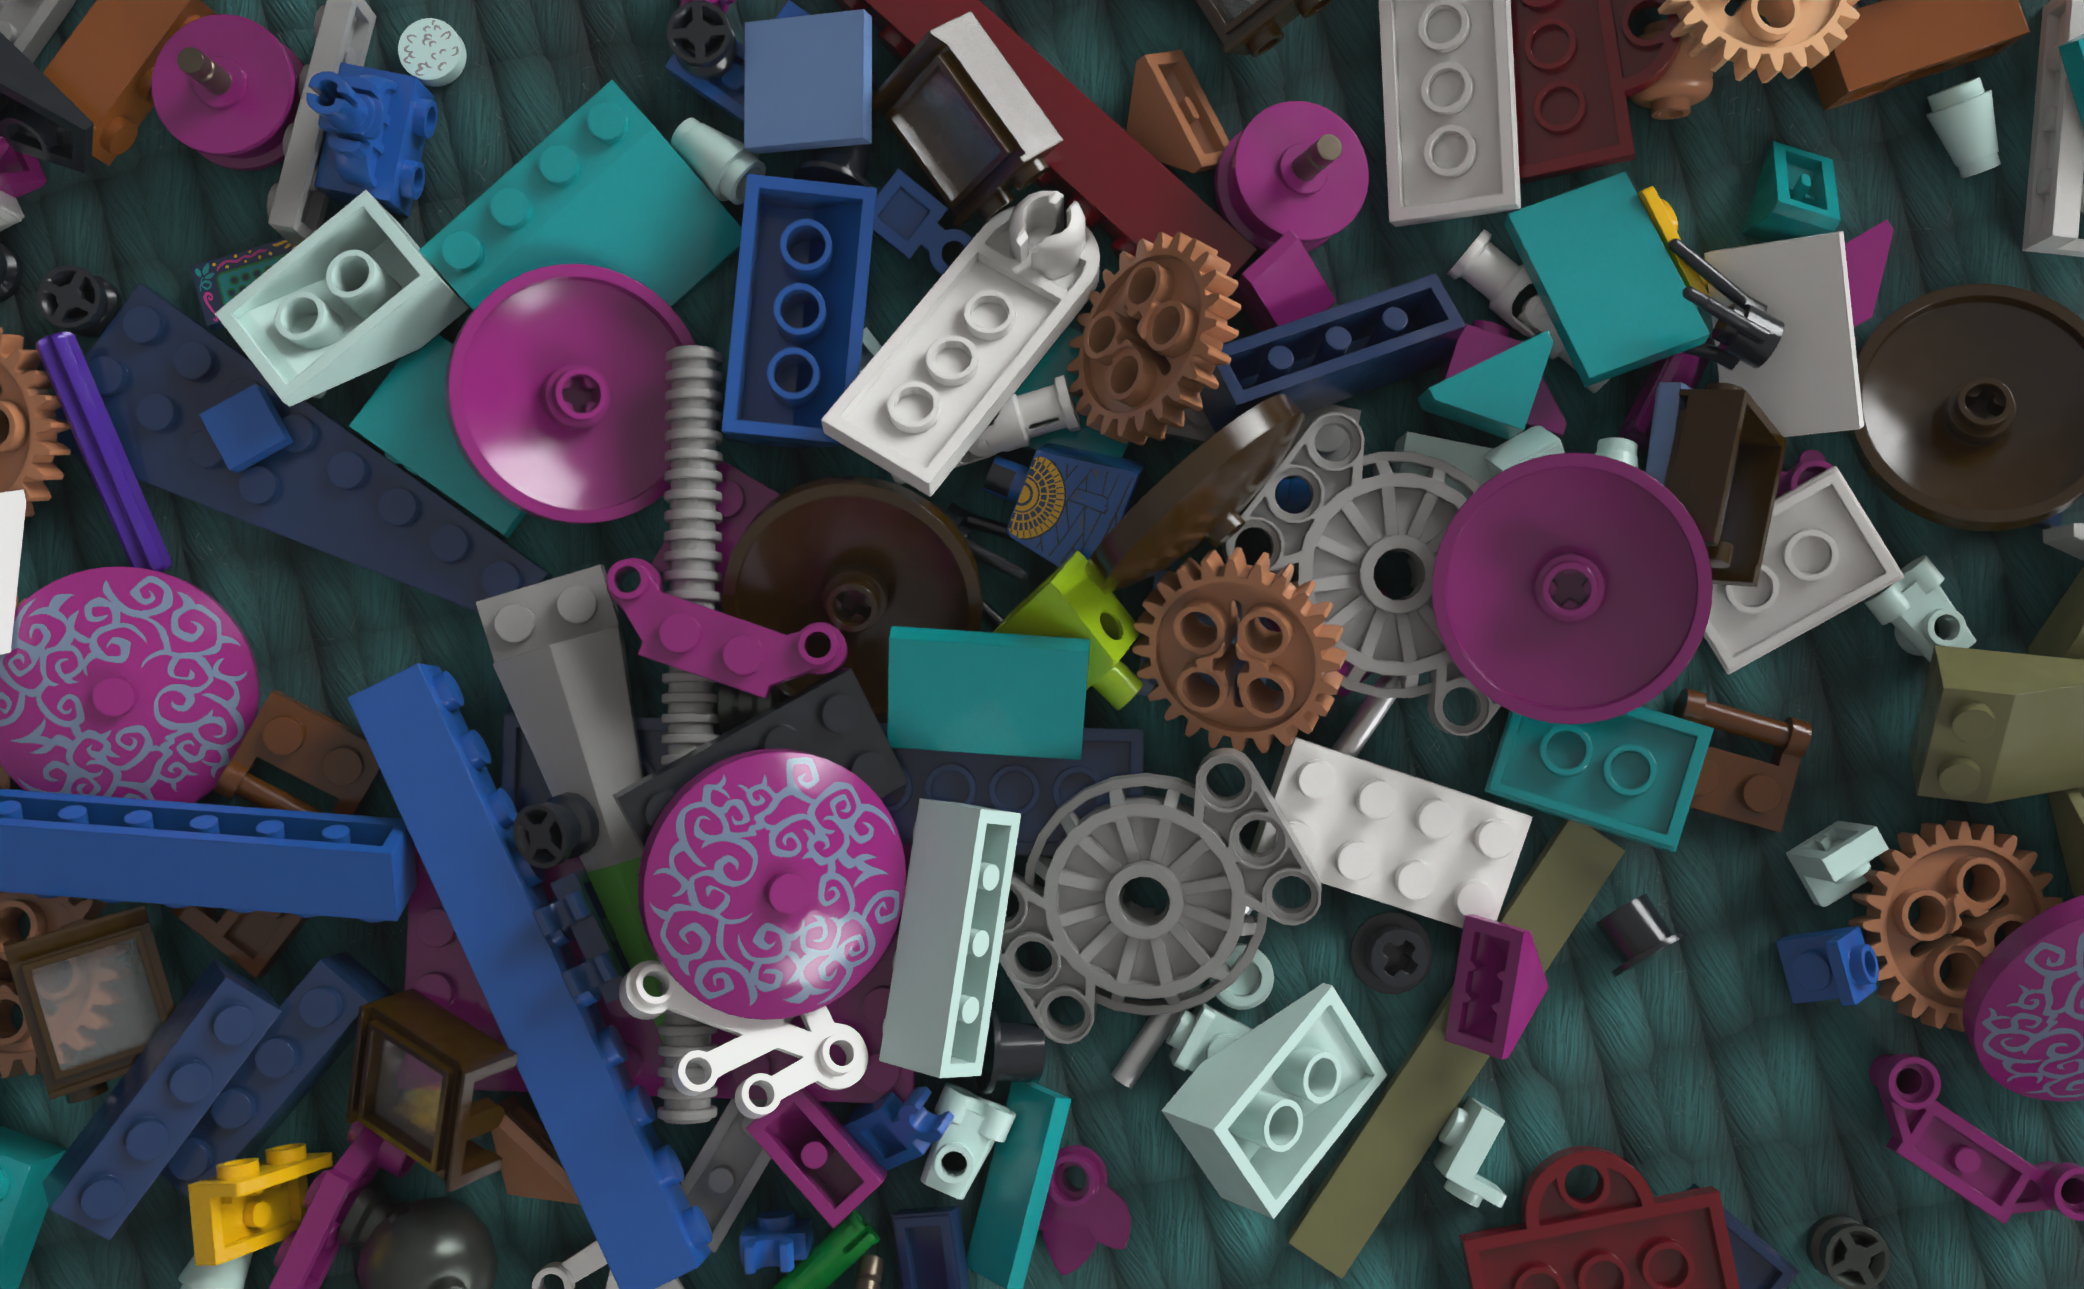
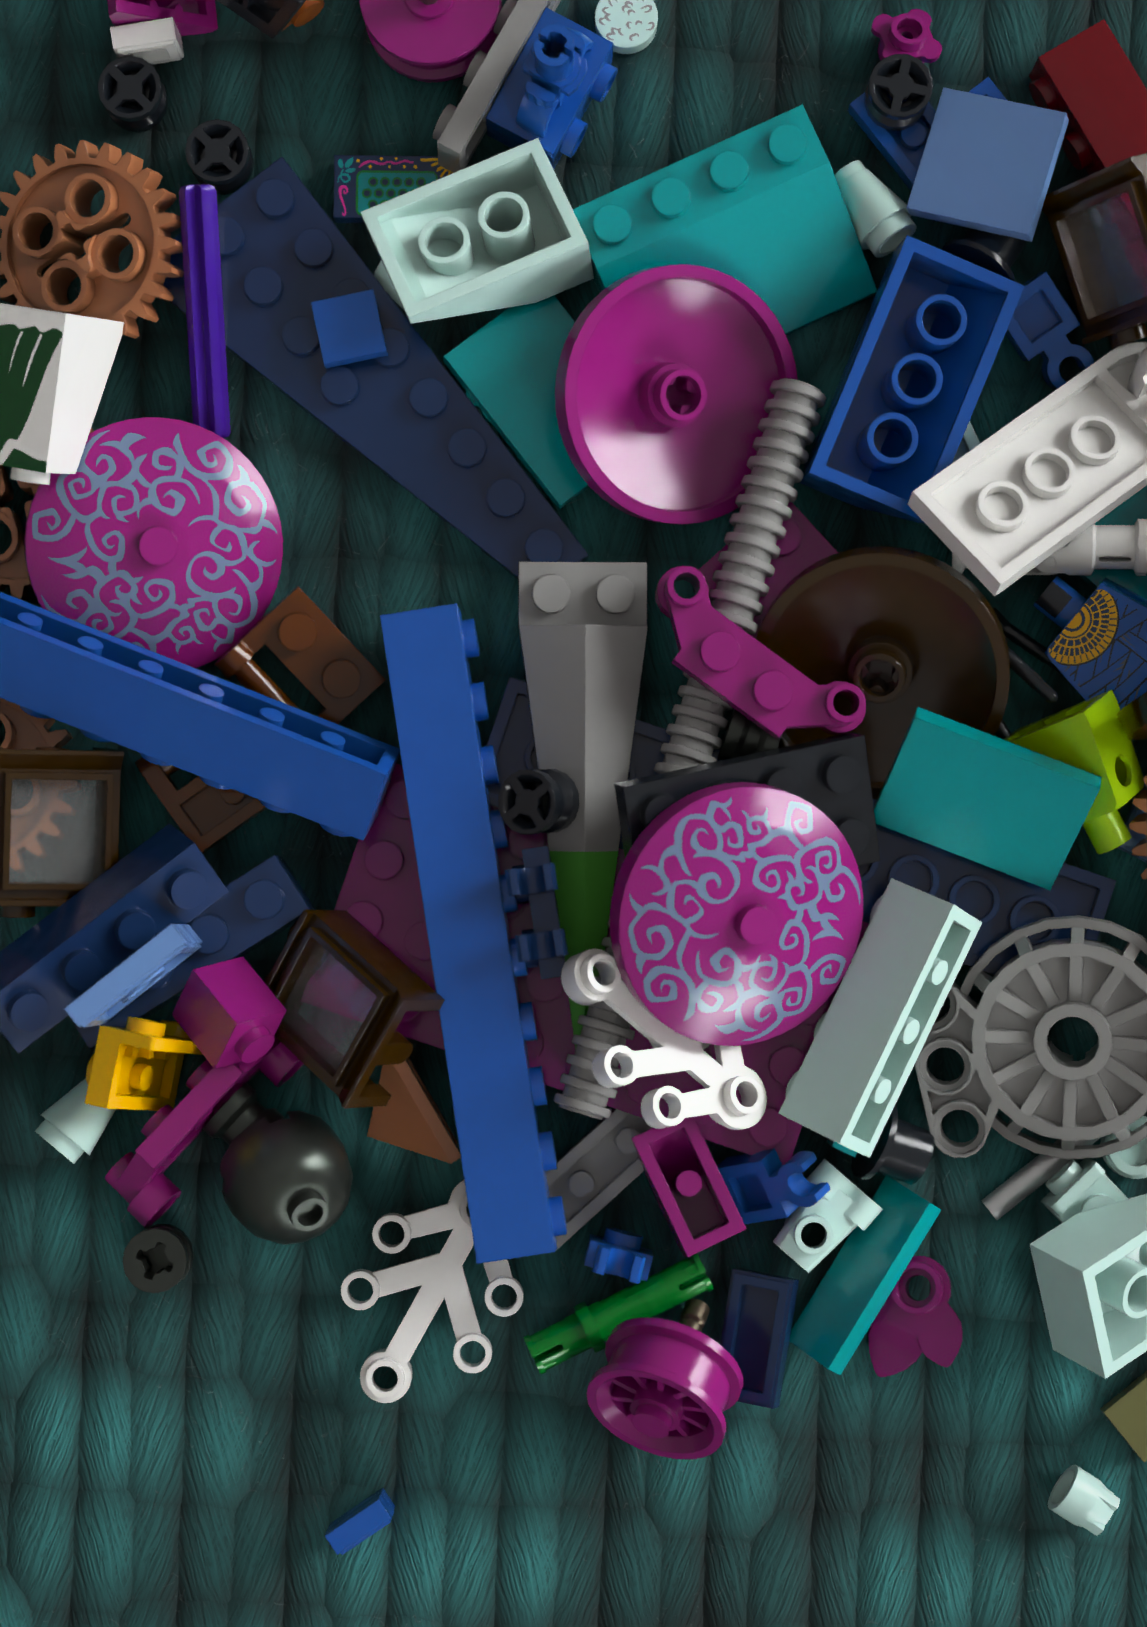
camera: 15 degrees right, 0 degrees up
(195, 1131) = (134, 976): none -> medium blue tile
(318, 1128) = (229, 1012): none -> magenta brick

